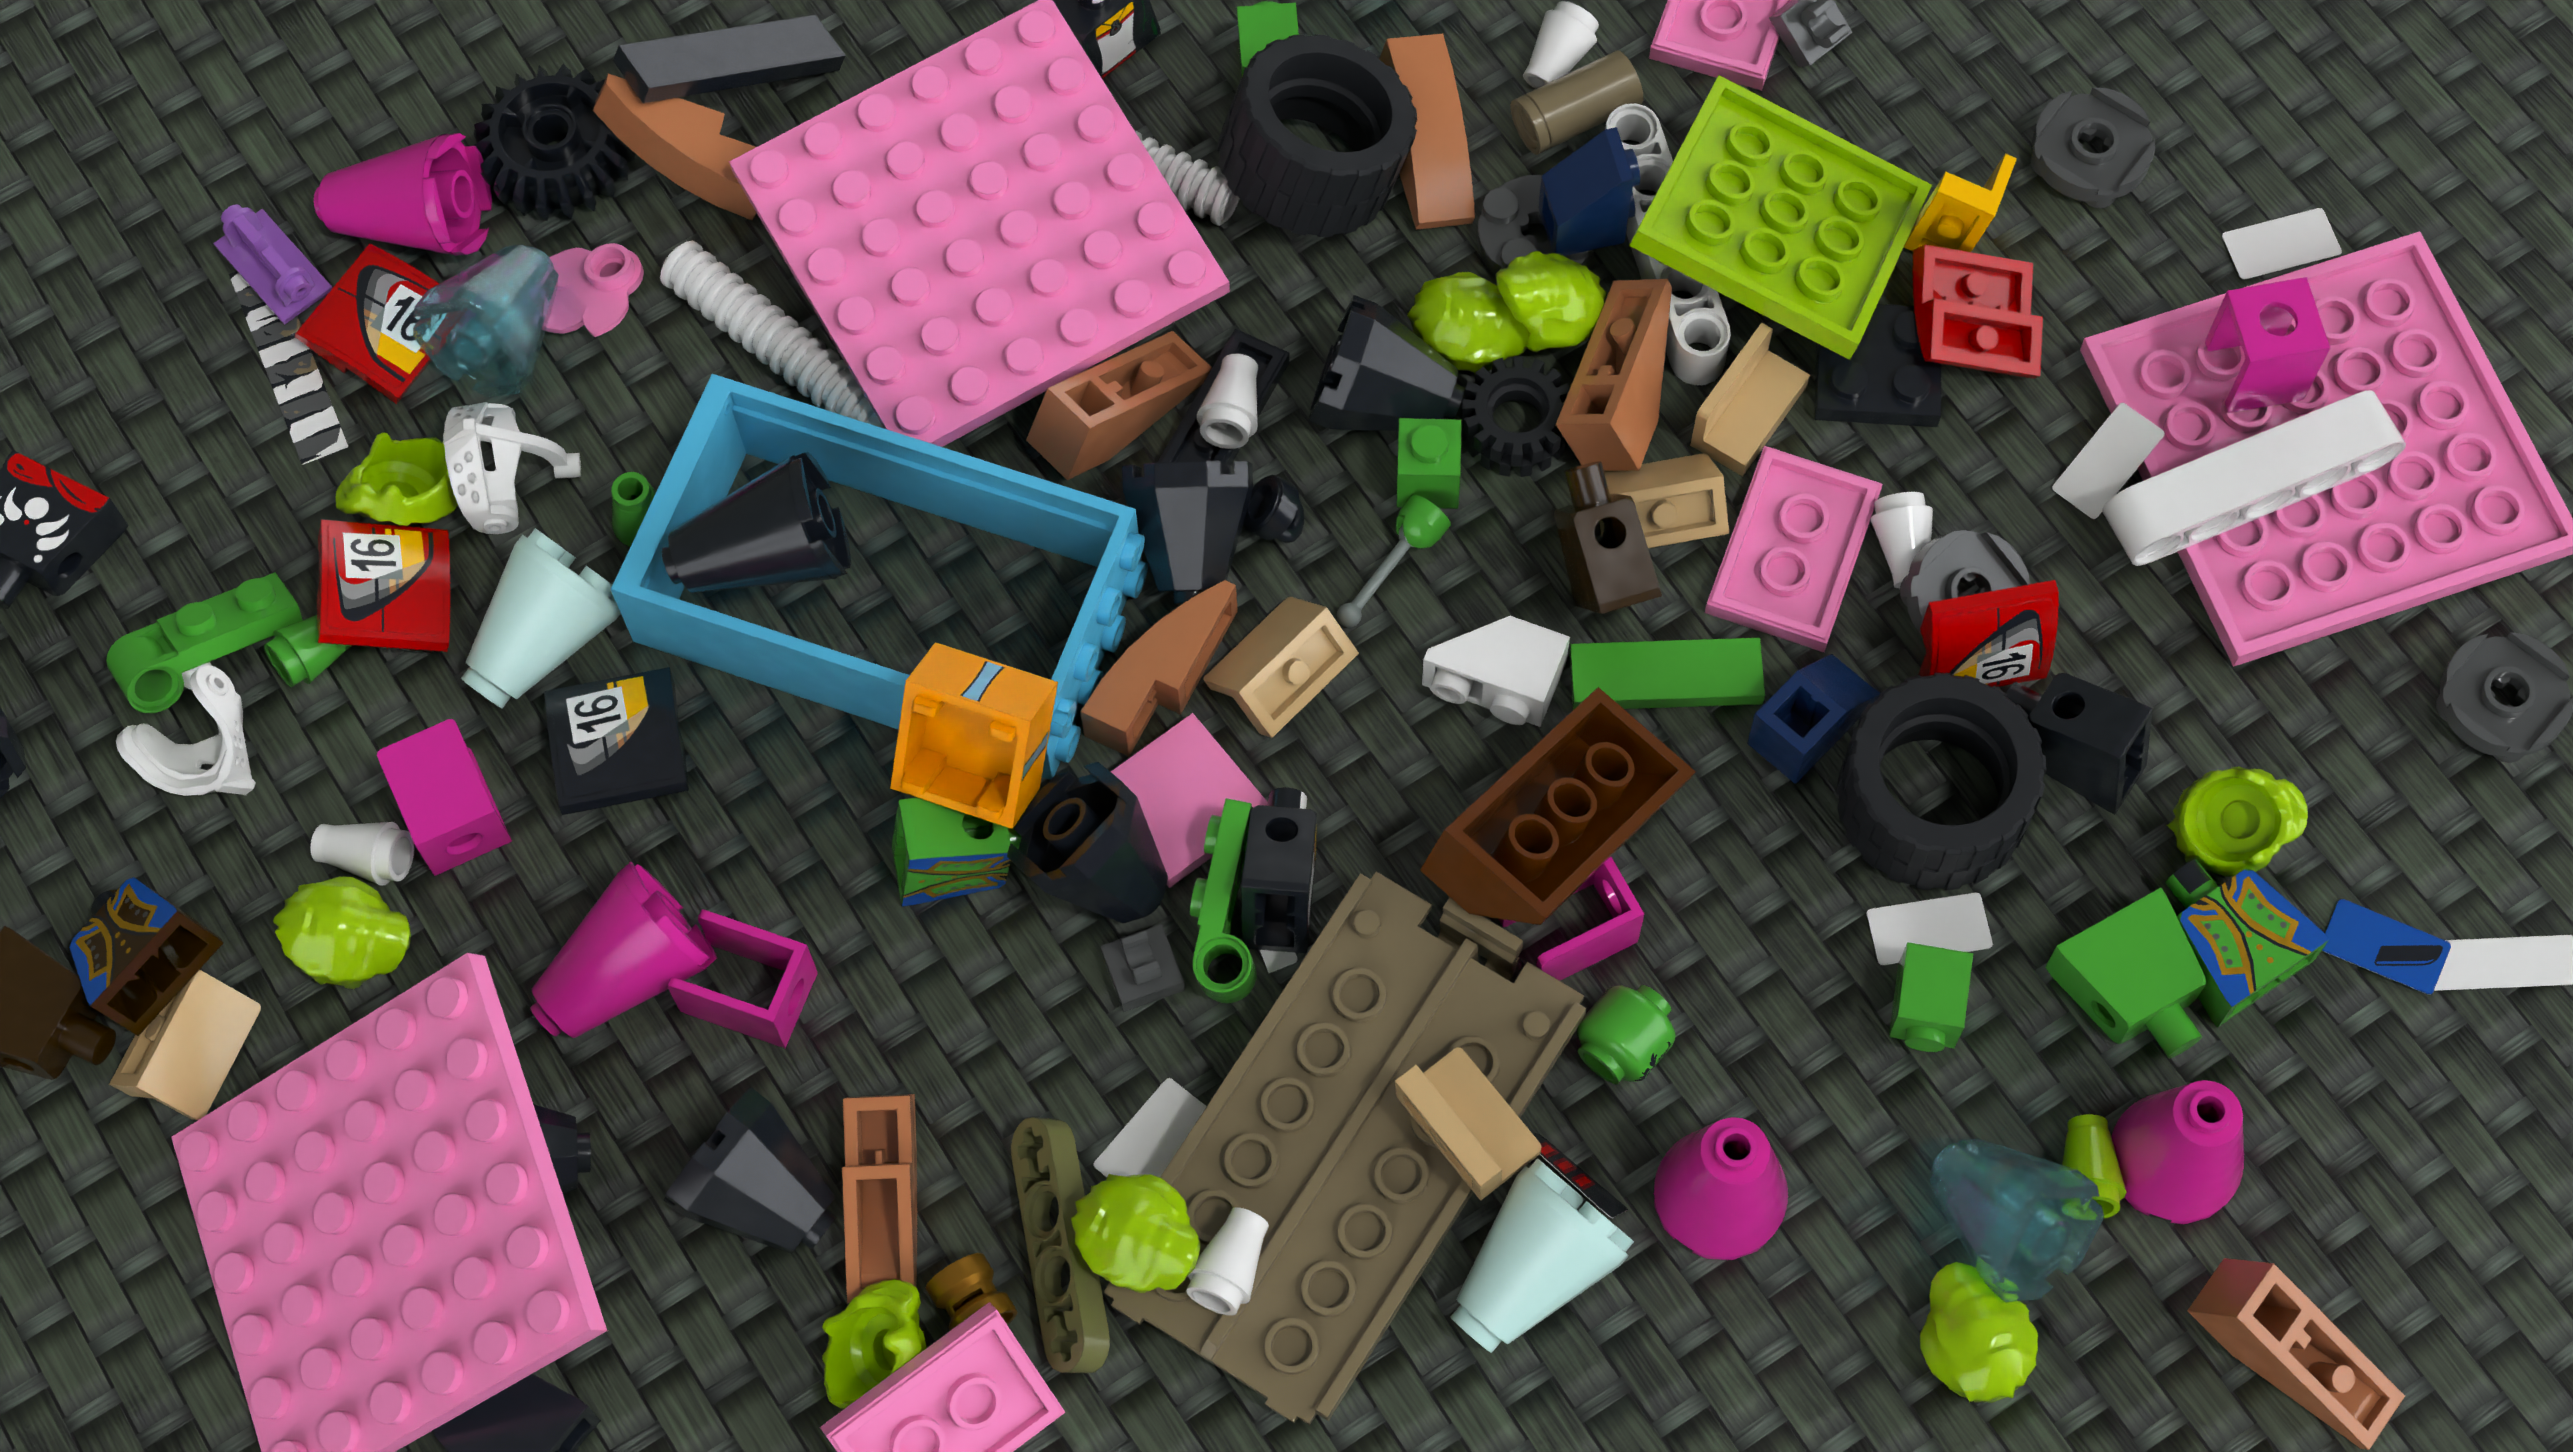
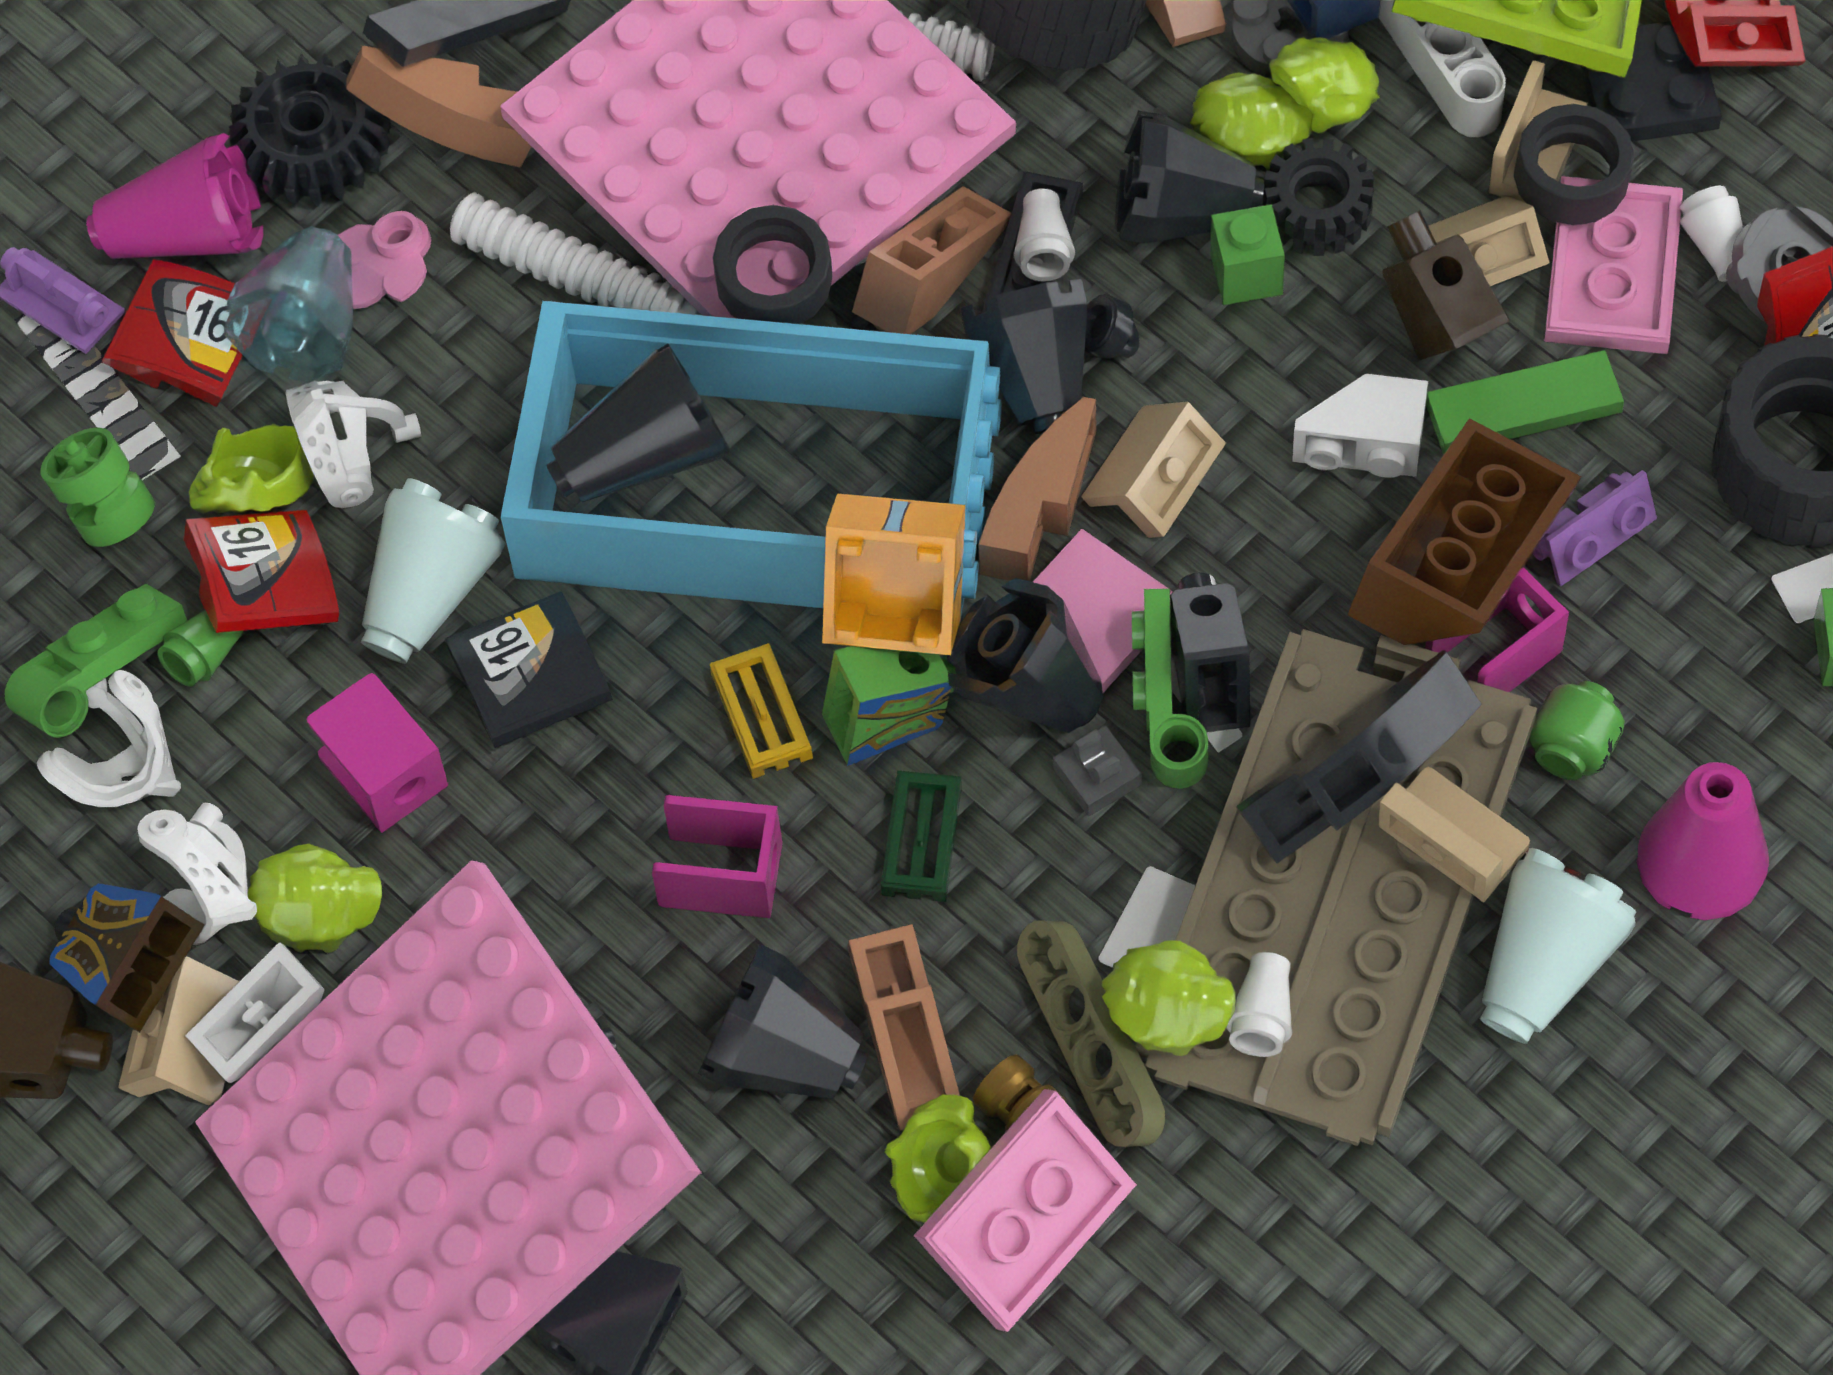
camera: 10 degrees left, 5 degrees down
(223, 874) = (195, 852): none -> white helmet
(248, 465) = (96, 484): none -> bright green wheel
(249, 1045) = (256, 1014): none -> white slope
(368, 850) = (313, 818): white cone -> none
(619, 956) = (593, 859): dark pink cone -> none
(630, 503) = (488, 451): bright green cone -> none
(836, 881) = (777, 754): none -> yellow tile
(934, 1046) = (916, 883): none -> dark green tile
(938, 341) = (766, 225): none -> black tyre
(1396, 1030) = (1362, 761): none -> black slope
(1418, 526) = (1251, 315): hinge -> none
(1620, 378) = (1410, 136): nougat slope -> none
(1724, 811) = (1608, 518): none -> medium lavender hinge
(1794, 400) = (1579, 126): none -> black tyre
(1809, 715) = (1671, 411): dark blue slope -> none

